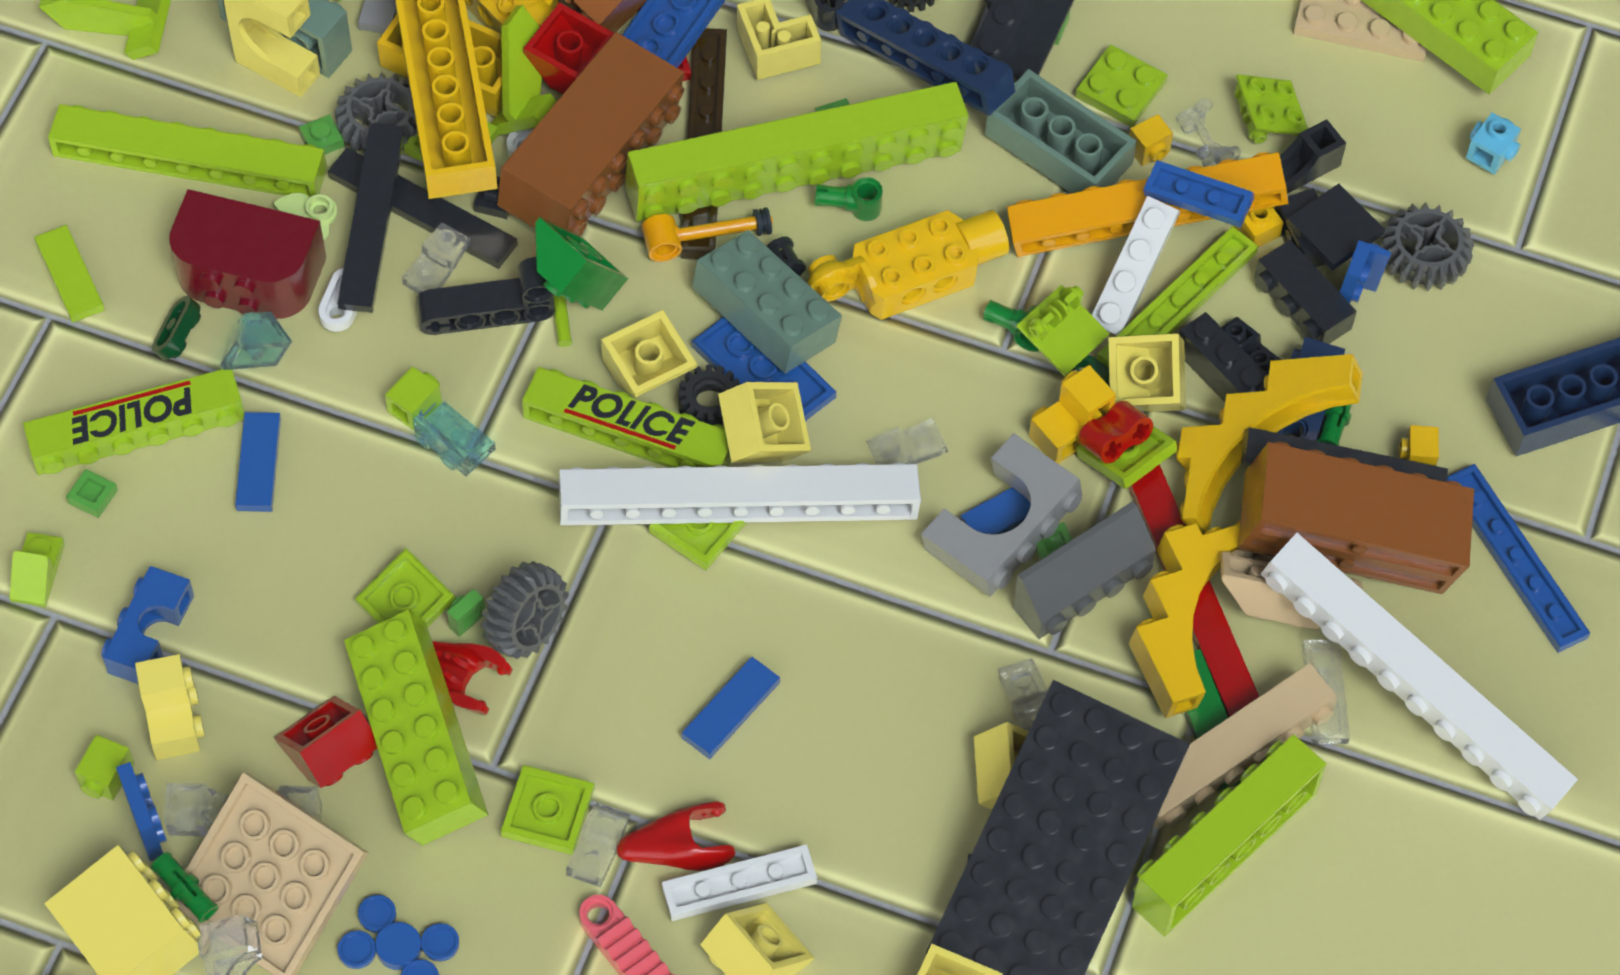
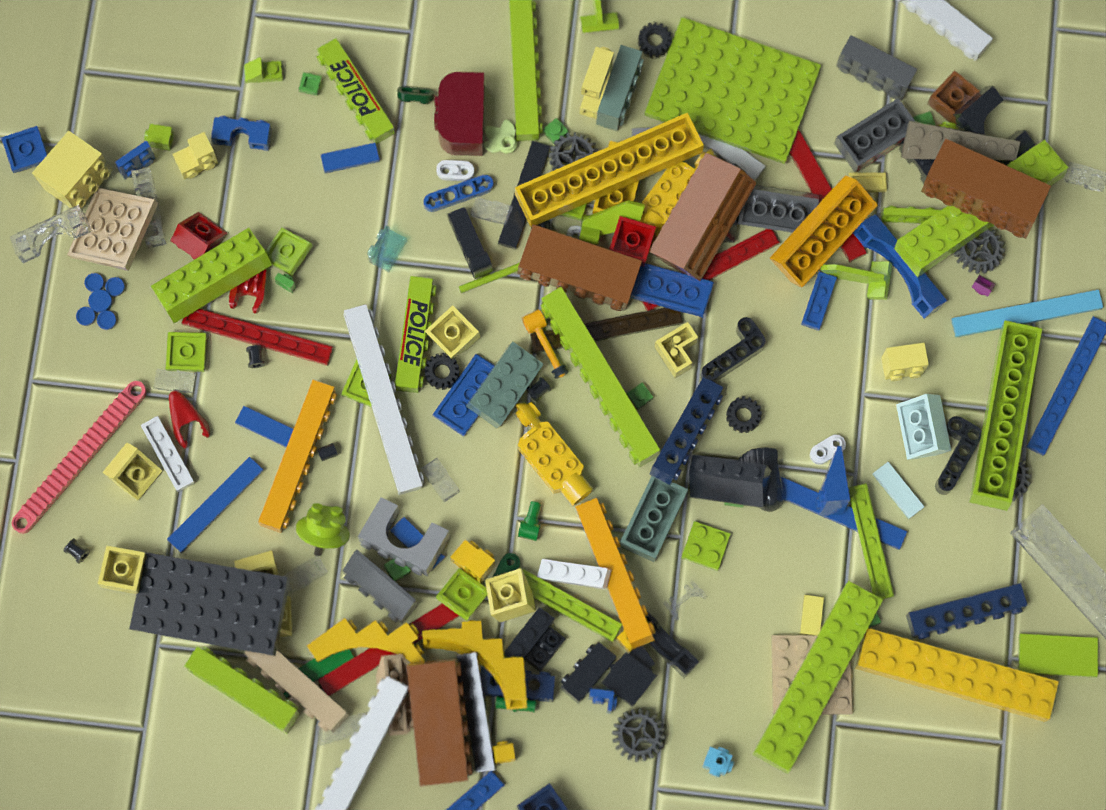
camera: 75 degrees right, 15 degrees up
(69, 273) = (437, 32): lime tile -> none
(184, 887) = (100, 192): green pin -> none
(255, 342) = (413, 134): clear light blue slope -> none
(371, 218) = (501, 169): black tile -> none
(388, 305) = (457, 191): none -> blue beam
(413, 395) = (403, 222): lime brick -> none
(524, 609) = (286, 309): dark grey gear -> none
(554, 681) = (259, 335): none -> red tile
(575, 267) = (493, 279): green slope -> none
(593, 692) = (255, 356): none -> black bush
(764, 422) = (423, 400): light yellow brick -> none
(805, 661) = (297, 456): none -> light orange brick
(808, 612) = (327, 452): none -> black hinge
(852, 198) = (586, 414): green pin -> none
(859, 823) = (215, 504): none -> blue tile
(956, 634) = (323, 528): none -> lime piece
(1063, 328) = (526, 544): lime hinge -> none
(1116, 432) = (465, 585): red axle -> none
(1152, 140) = (668, 568): yellow plate -> none
(1198, 193) = (614, 596): blue plate -> none
(1268, 107) = (711, 632): lime hinge -> none

